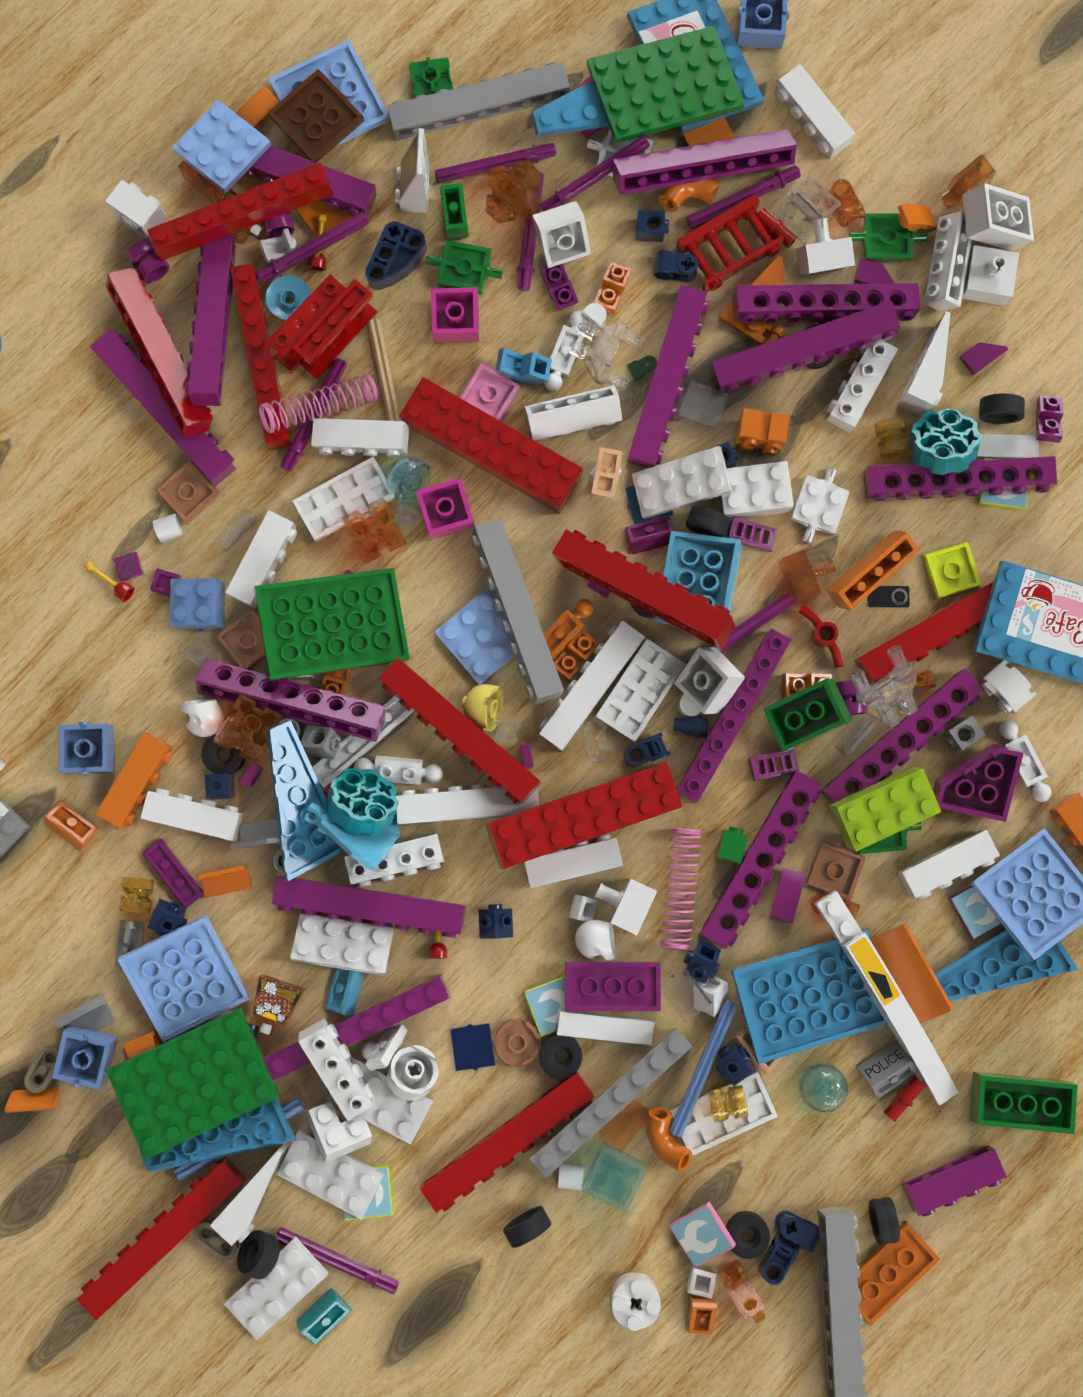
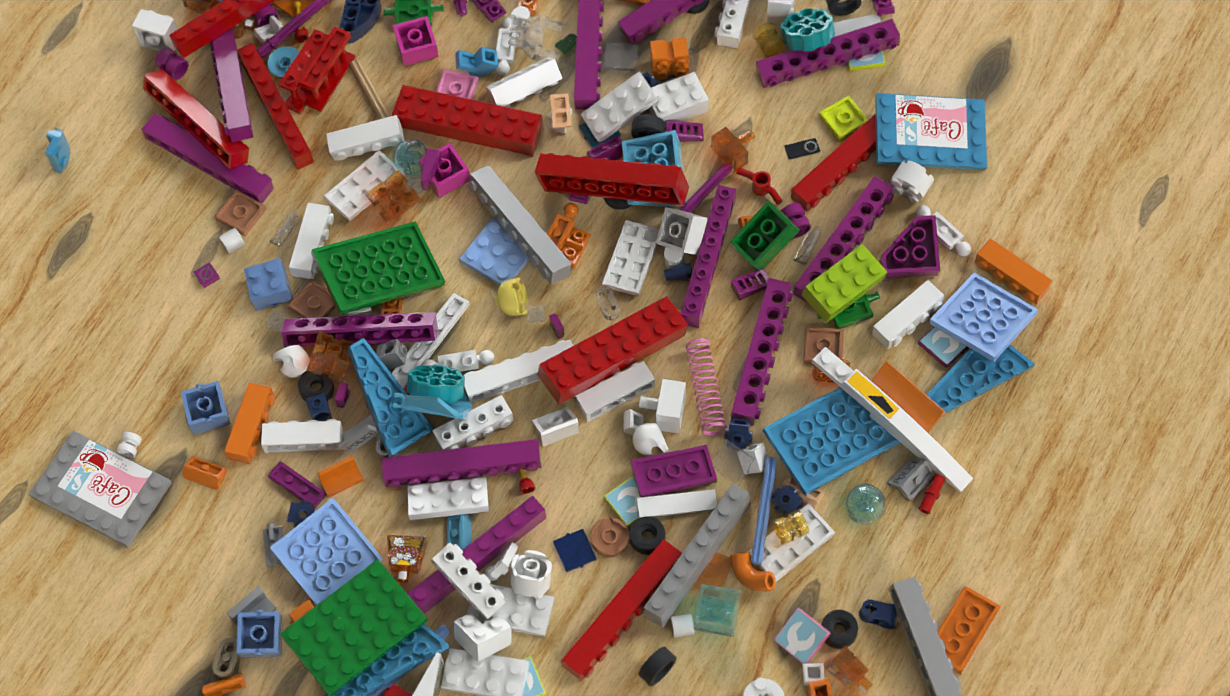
camera: 10 degrees left, 20 degrees down
(122, 590) = (206, 292): red hinge -> none
(136, 895) = (271, 503): clear yellow wheel -> none
(162, 582) = (237, 280): magenta tile -> none
(270, 411) = (294, 130): bright pink piece -> none
(299, 442) = (317, 161): magenta axle -> none
(428, 504) = (431, 163): none -> magenta slope
(460, 731) = (499, 316): red brick -> none
(490, 884) = (556, 426): none -> white slope
(495, 922) = (566, 449): dark blue brick -> none
(591, 686) = (592, 264): white brick -> none
(650, 750) = (648, 296): dark blue piece -> none
(731, 845) = (736, 347): green brick -> none
(779, 1258) = (870, 638): dark blue piece -> none
(787, 895) = (791, 371): magenta slope -> none
(819, 505) = (729, 99): white plate -> none
(872, 570) = (782, 129): orange brick -> none
(884, 1220) = (944, 584): black tyre -> none
(890, 690) = (823, 206): clear connector -> none
(925, 680) = (848, 196): clear orange hinge -> none
(954, 1181) = (991, 543): magenta brick -> none
(972, 730) = (892, 217): light grey brick -> none
(1023, 1102) = (1024, 468): green brick -> none

